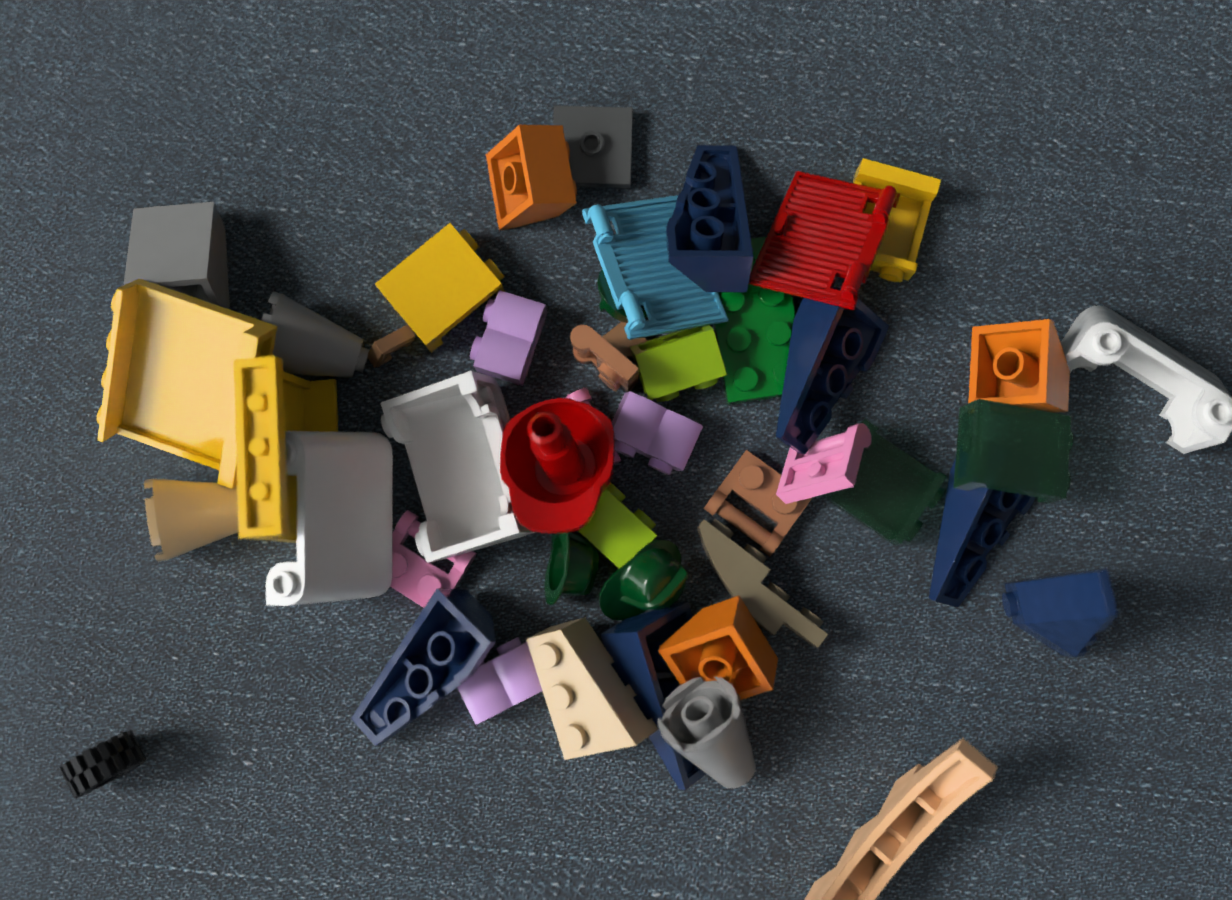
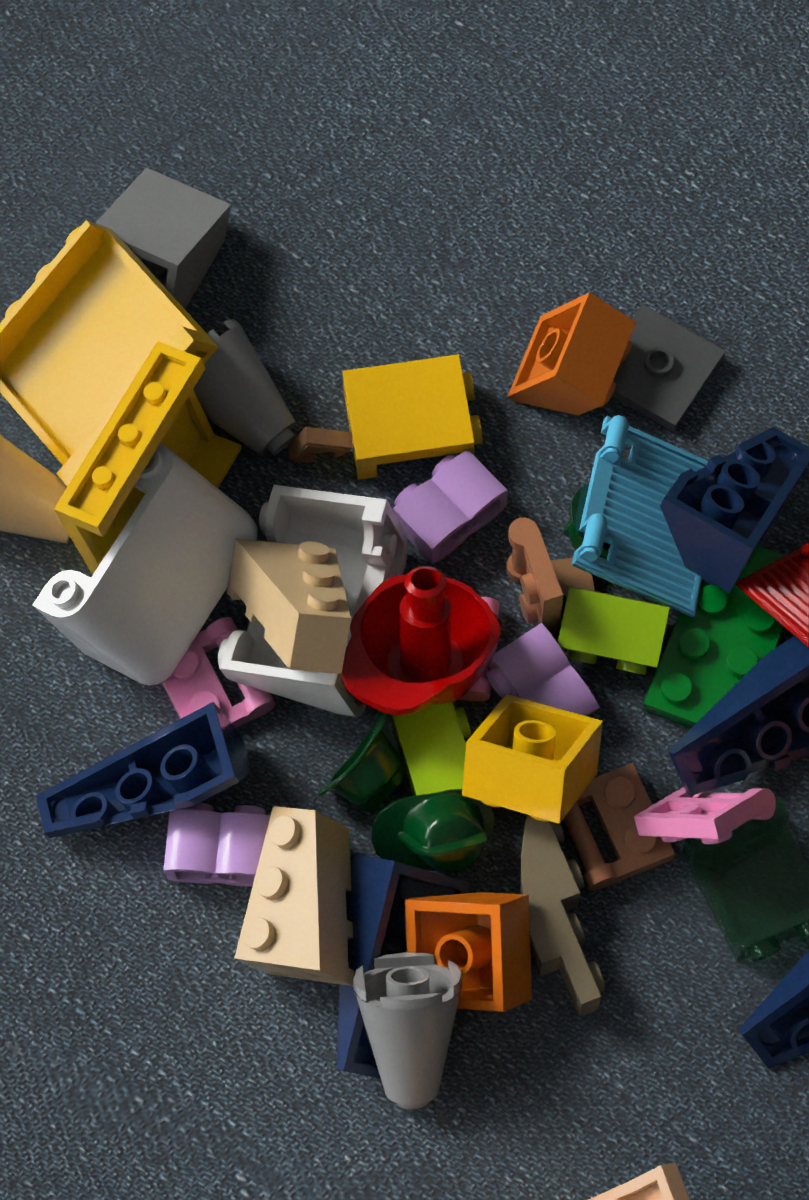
camera: 30 degrees right, 15 degrees down
(453, 482) = (297, 600): none -> tan wedge
(685, 498) = (532, 758): none -> yellow brick

